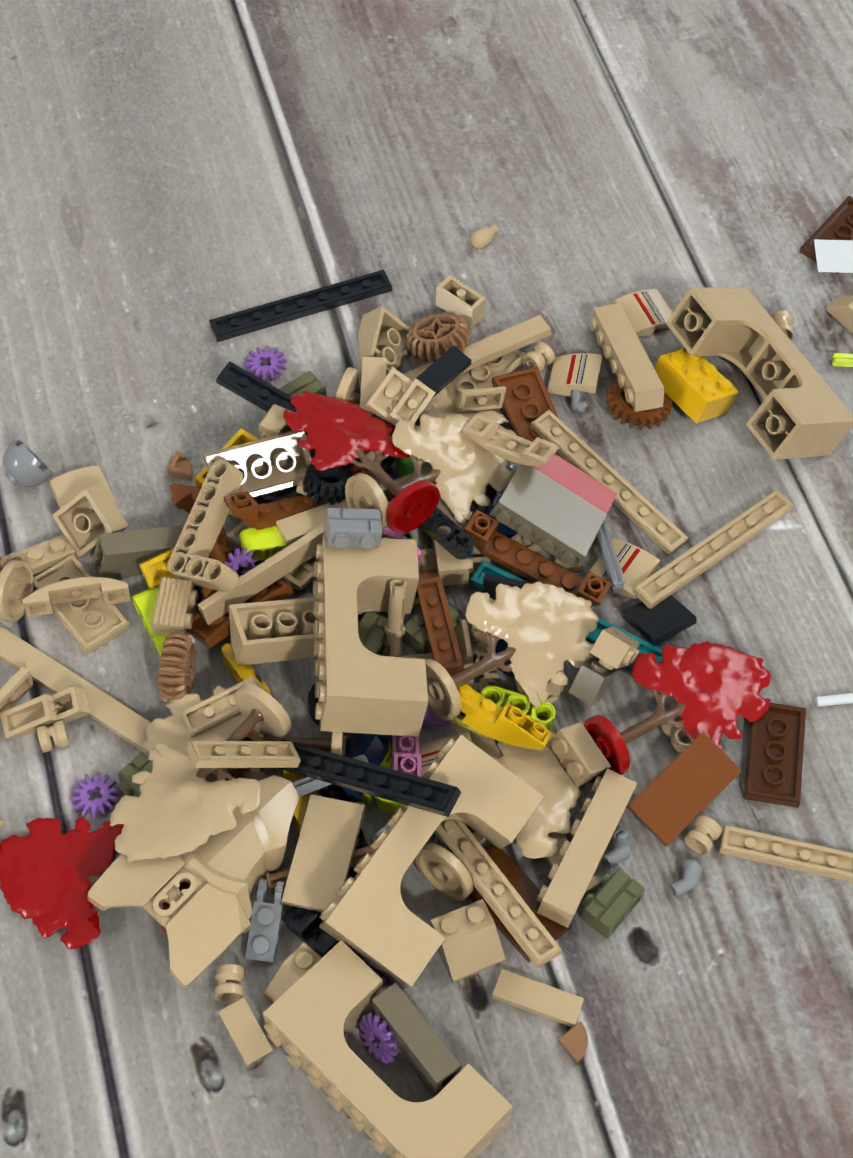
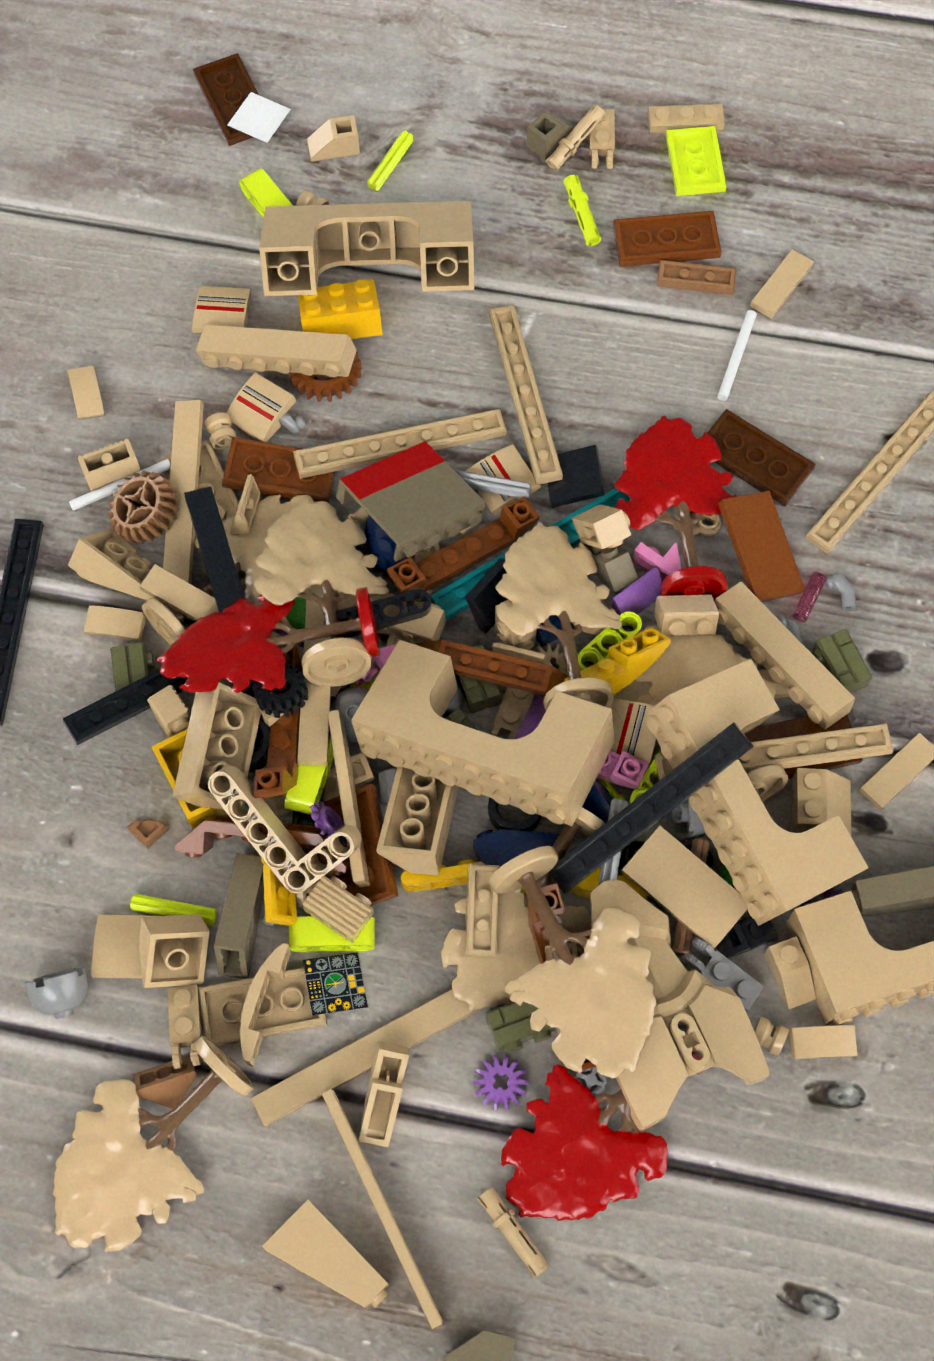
camera: 60 degrees left, 10 degrees up
(58, 734) = (415, 1097): tan wheel -> none
(120, 643) = (335, 983): none -> sticker
(125, 504) = (166, 907): none -> neon yellow axle
(176, 666) = (409, 936): medium nougat gear -> none
(243, 754) = (569, 909): tan tile -> none
(265, 371) = (74, 693): medium lavender gear -> none
(295, 705) = (504, 845): none -> dark blue slope
(333, 365) = (115, 622): none -> tan slope
(353, 527) = (366, 688): light grey brick -> none
(372, 1027) = (901, 919): medium lavender gear -> none
(395, 627) = (472, 709): tan pin -> none
(399, 398) = (219, 575): tan slope -> none
(434, 308) = (112, 488): none -> white bar
(483, 236) = (33, 405): tan cylinder -> none
(507, 445) = (338, 501): tan slope -> none
(514, 260) = (85, 392): none -> tan slope
(574, 709) = (639, 593): none -> medium lavender slope
(619, 708) = (650, 557): none -> bright pink slope
(664, 852) = (809, 596): none -> clear pink axle
(702, 836) = (810, 555): tan wheel -> none
(770, 289) = (262, 191): none -> neon yellow beam

